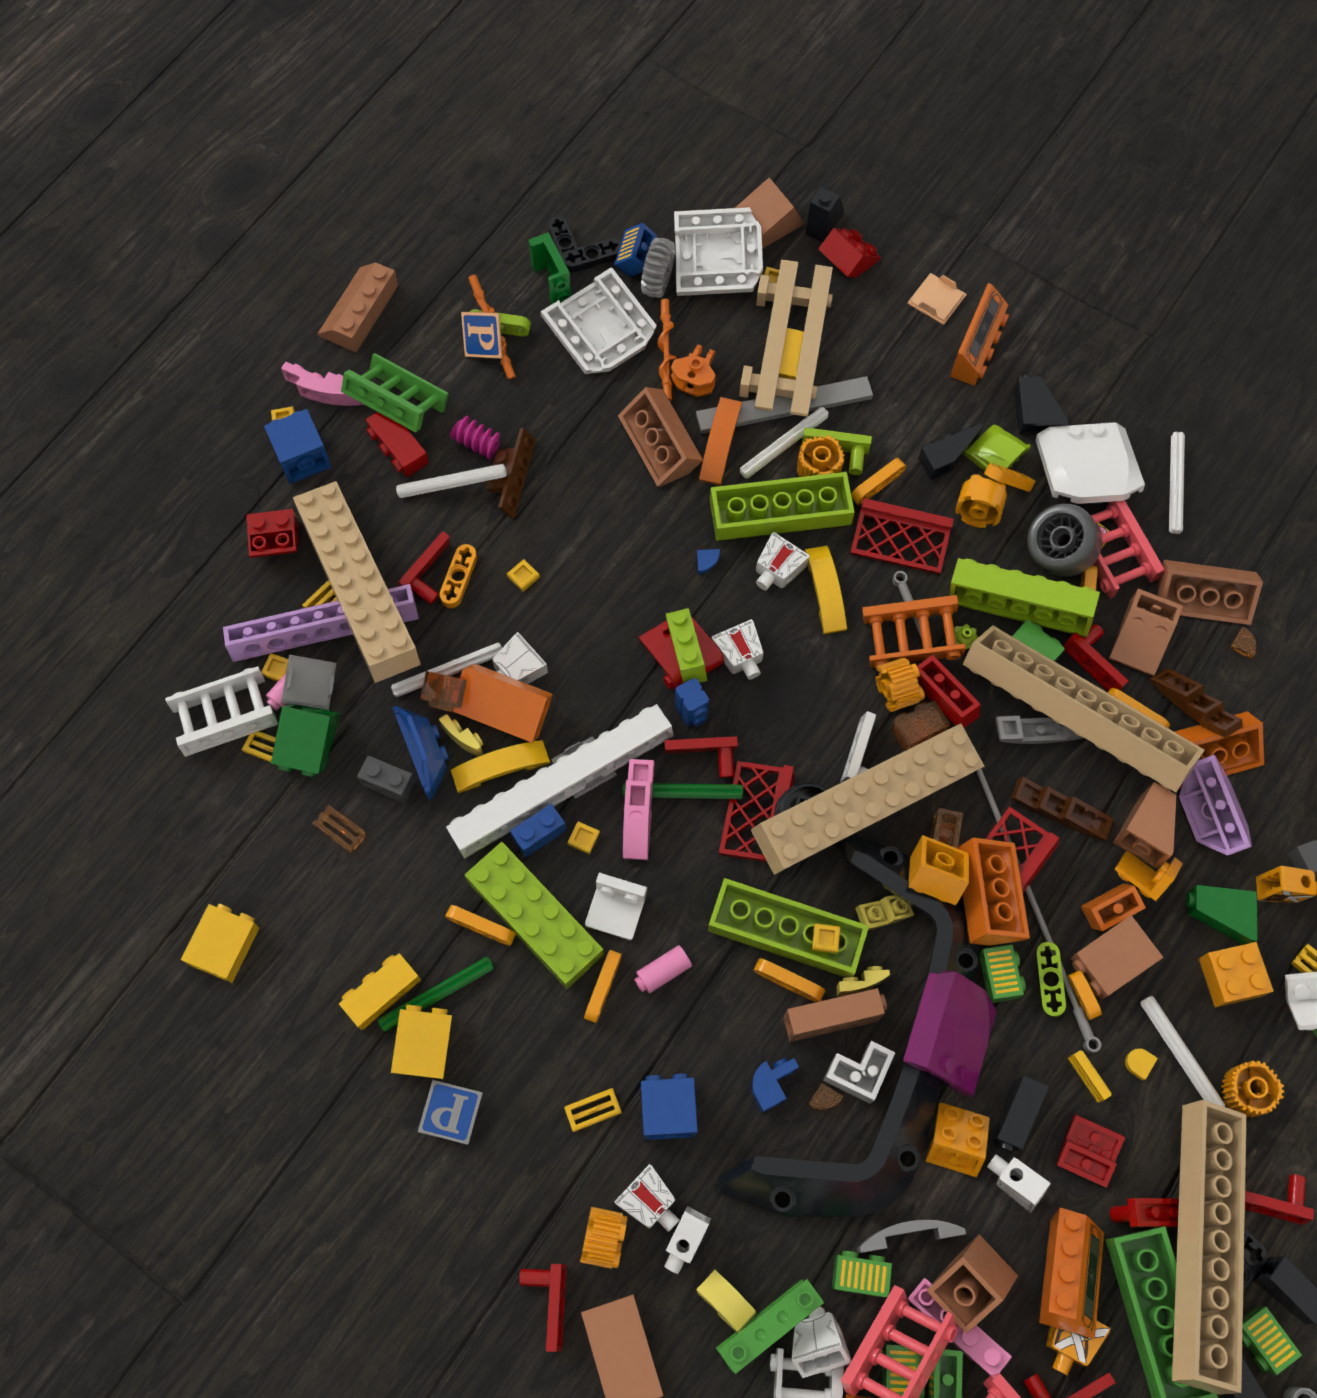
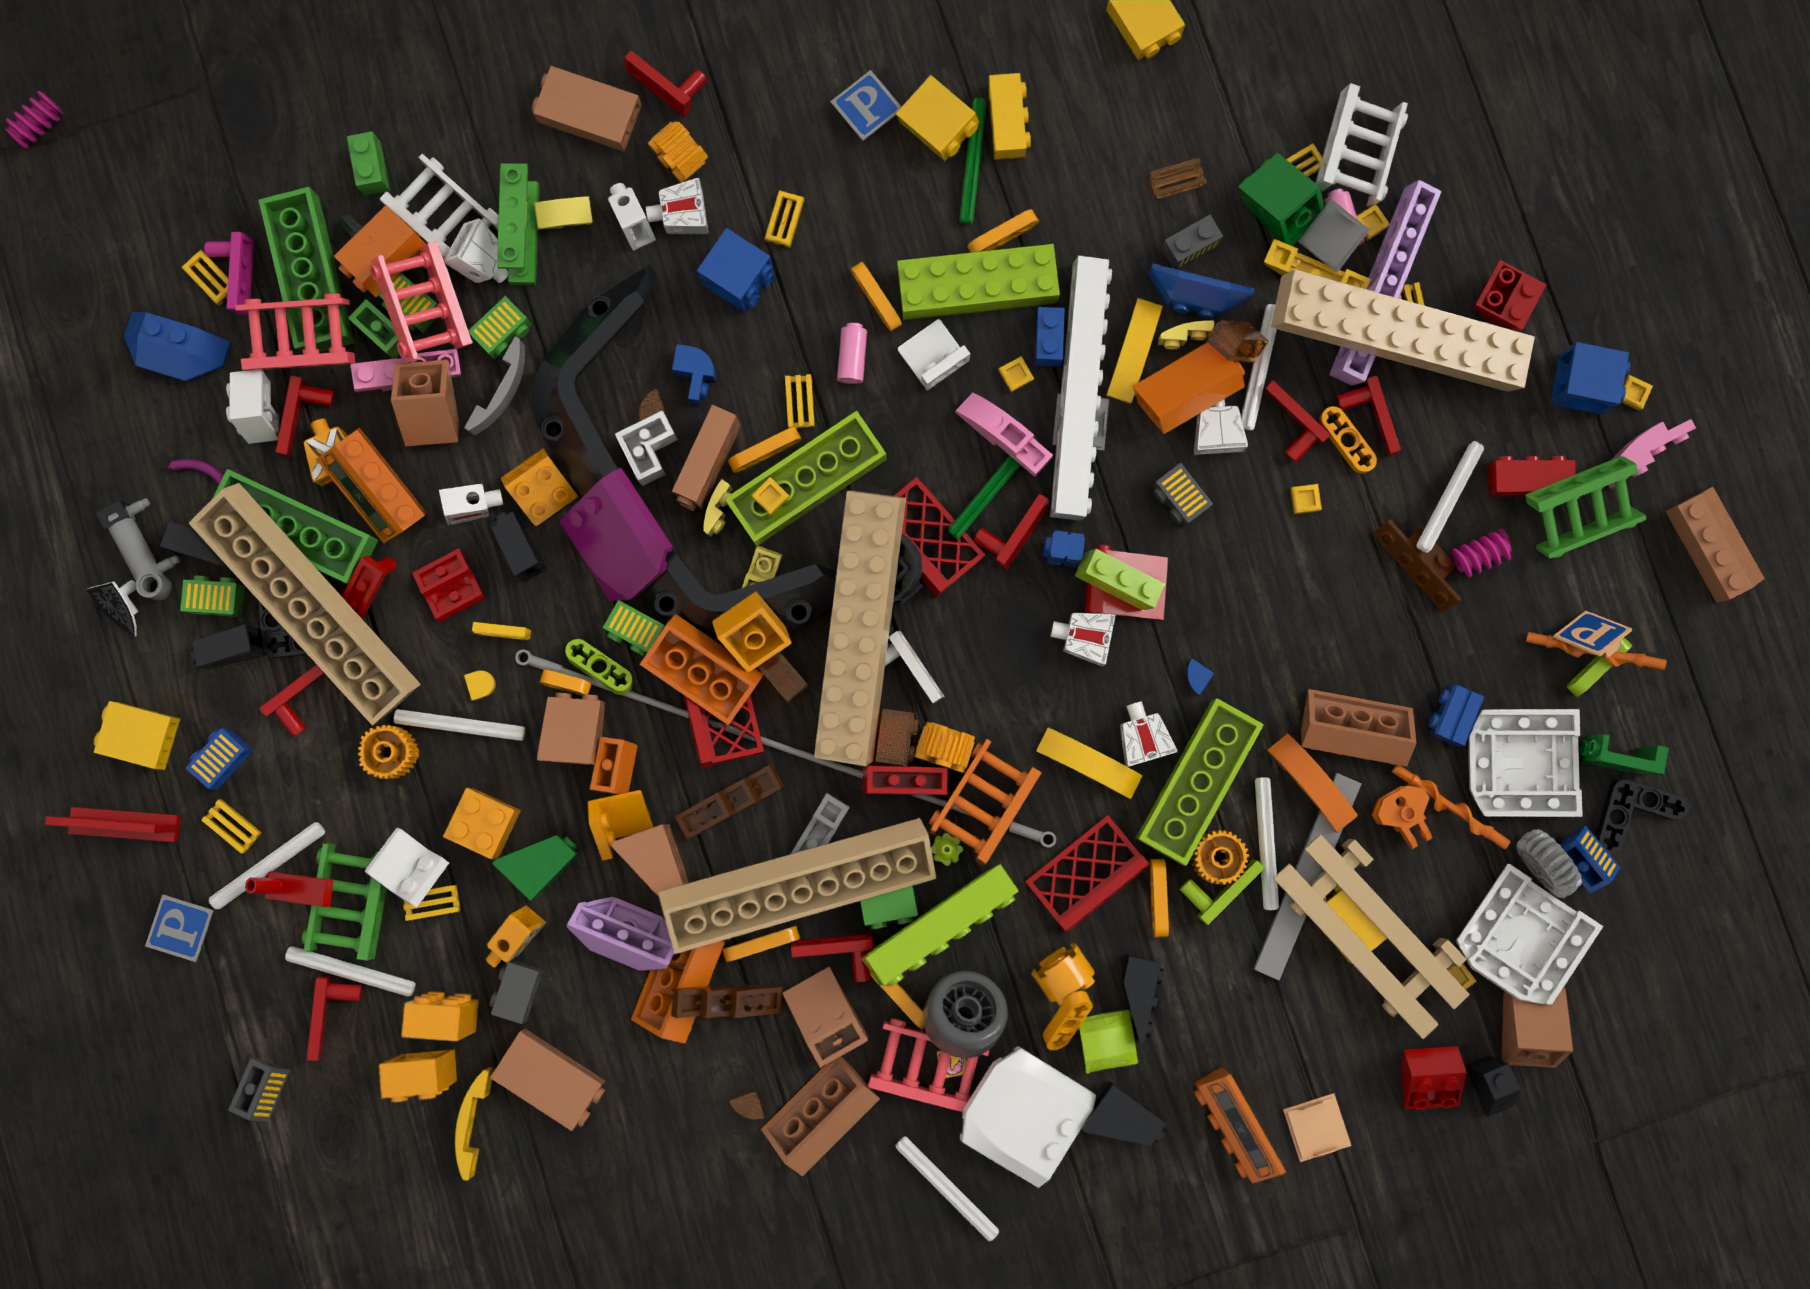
camera: 130 degrees right, 15 degrees up
(346, 677) = (1285, 258): none -> yellow slope
(472, 600) = (1313, 430): none -> red piece
(586, 655) = (1181, 495): none -> dark grey brick
(602, 384) = (1456, 715): none -> blue brick
(745, 970) = (798, 379): none -> yellow tile

